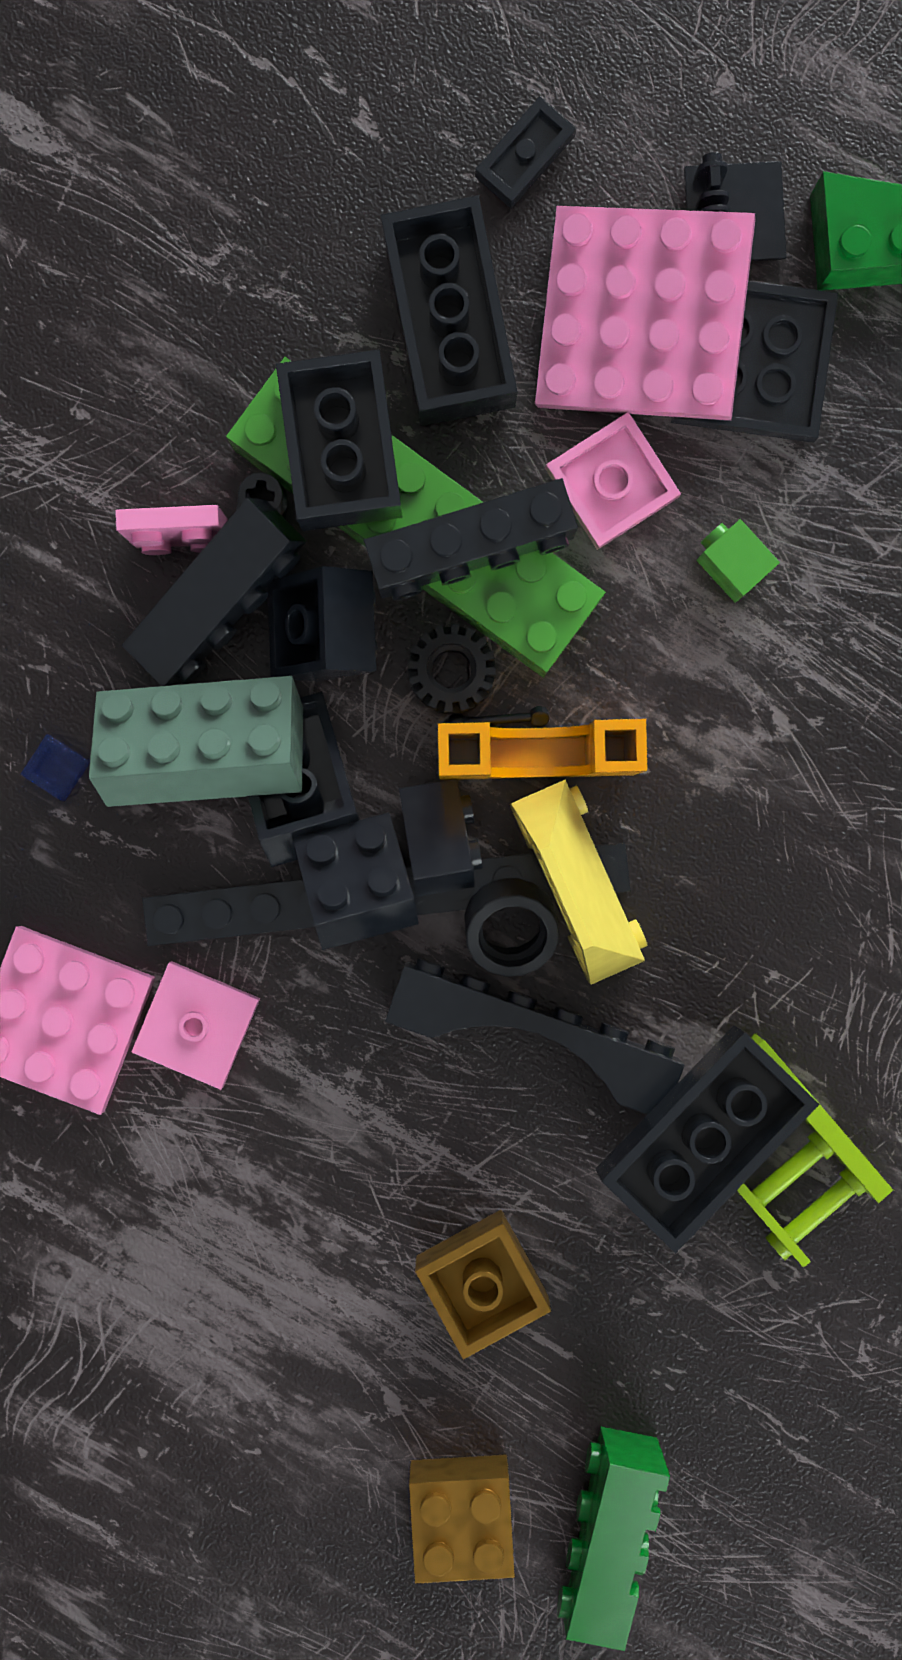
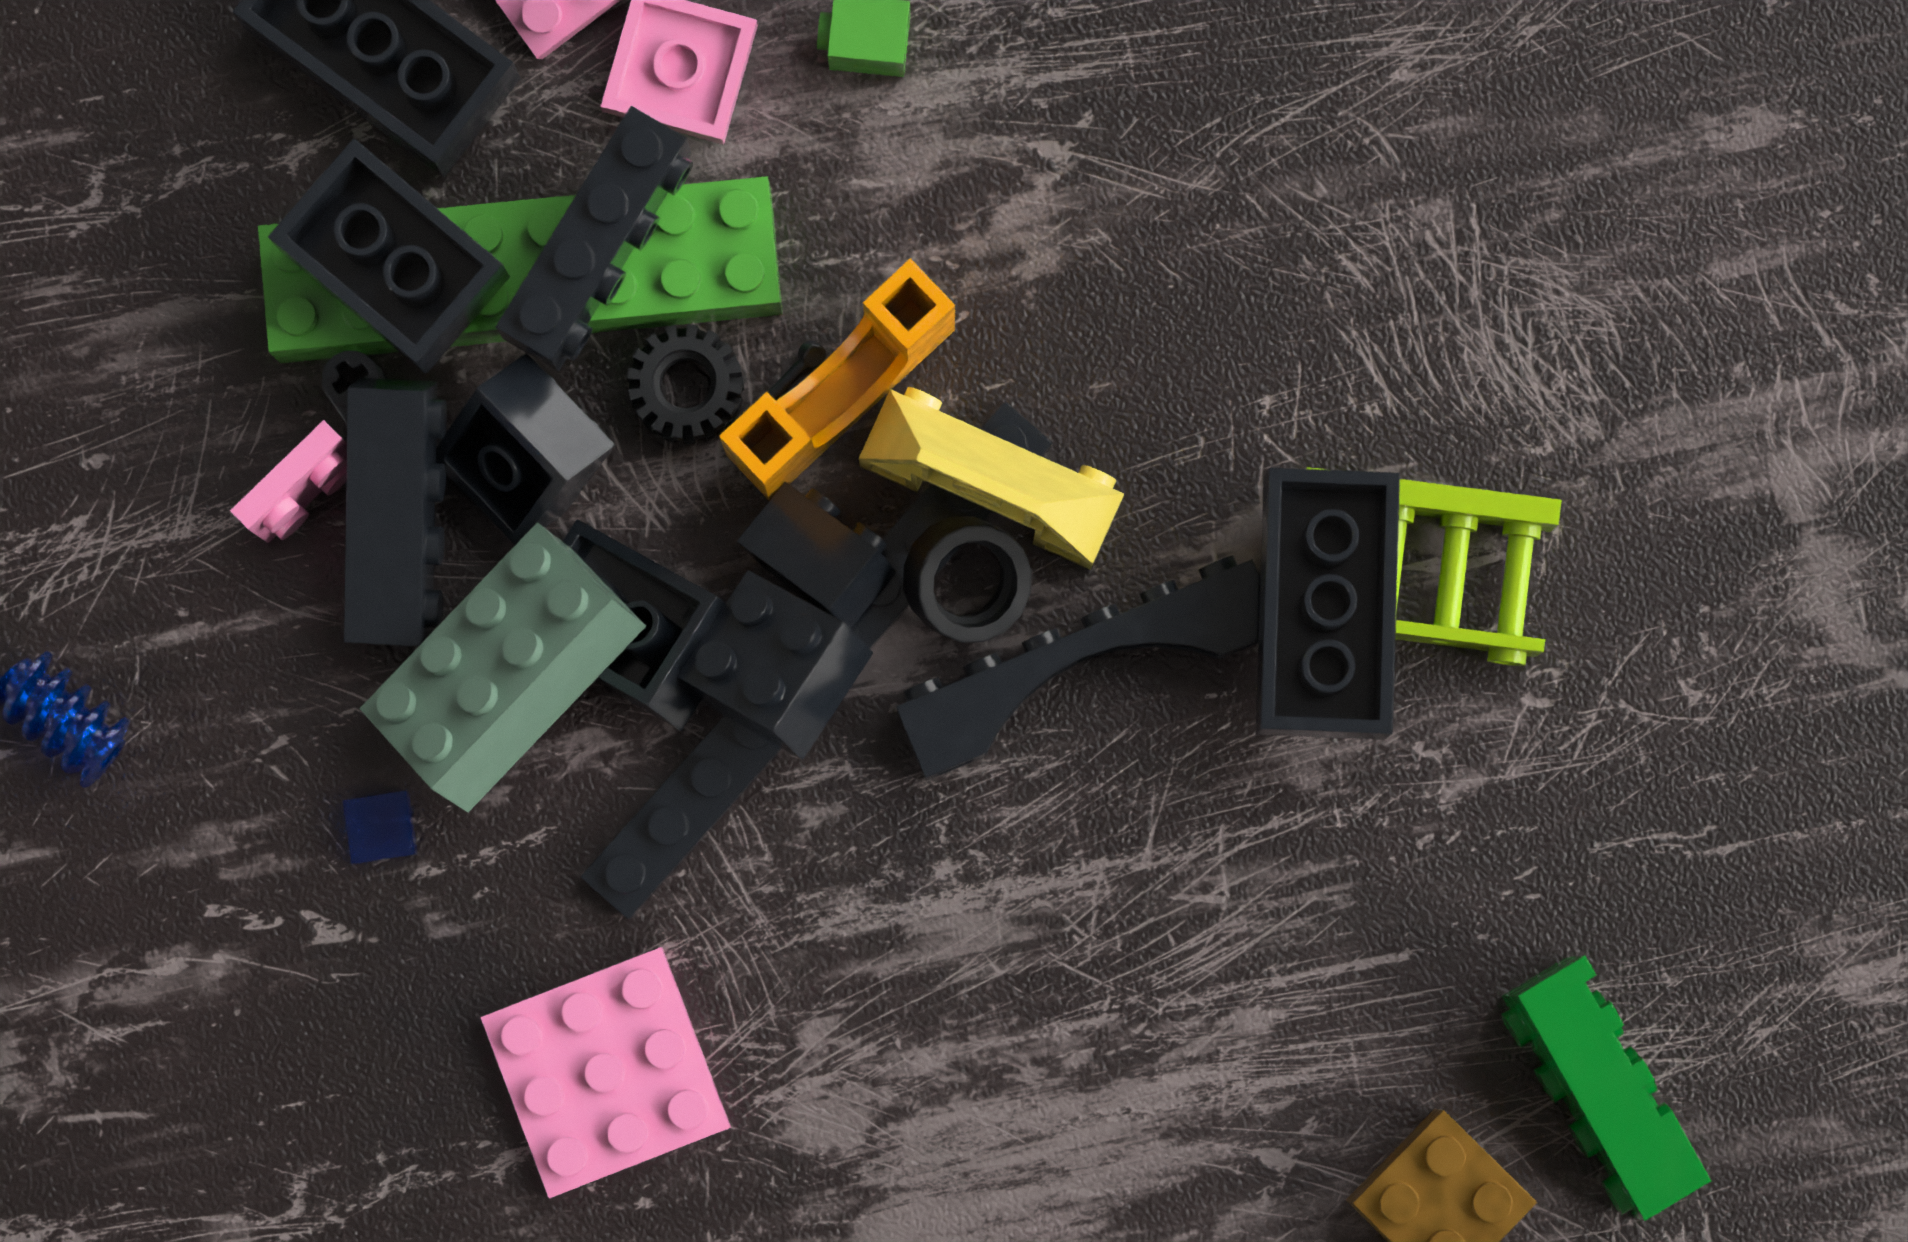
camera: 45 degrees left, 5 degrees down
(195, 1025) = (745, 956): bright pink plate -> none
(482, 1284) = (1251, 948): pearl gold brick -> none

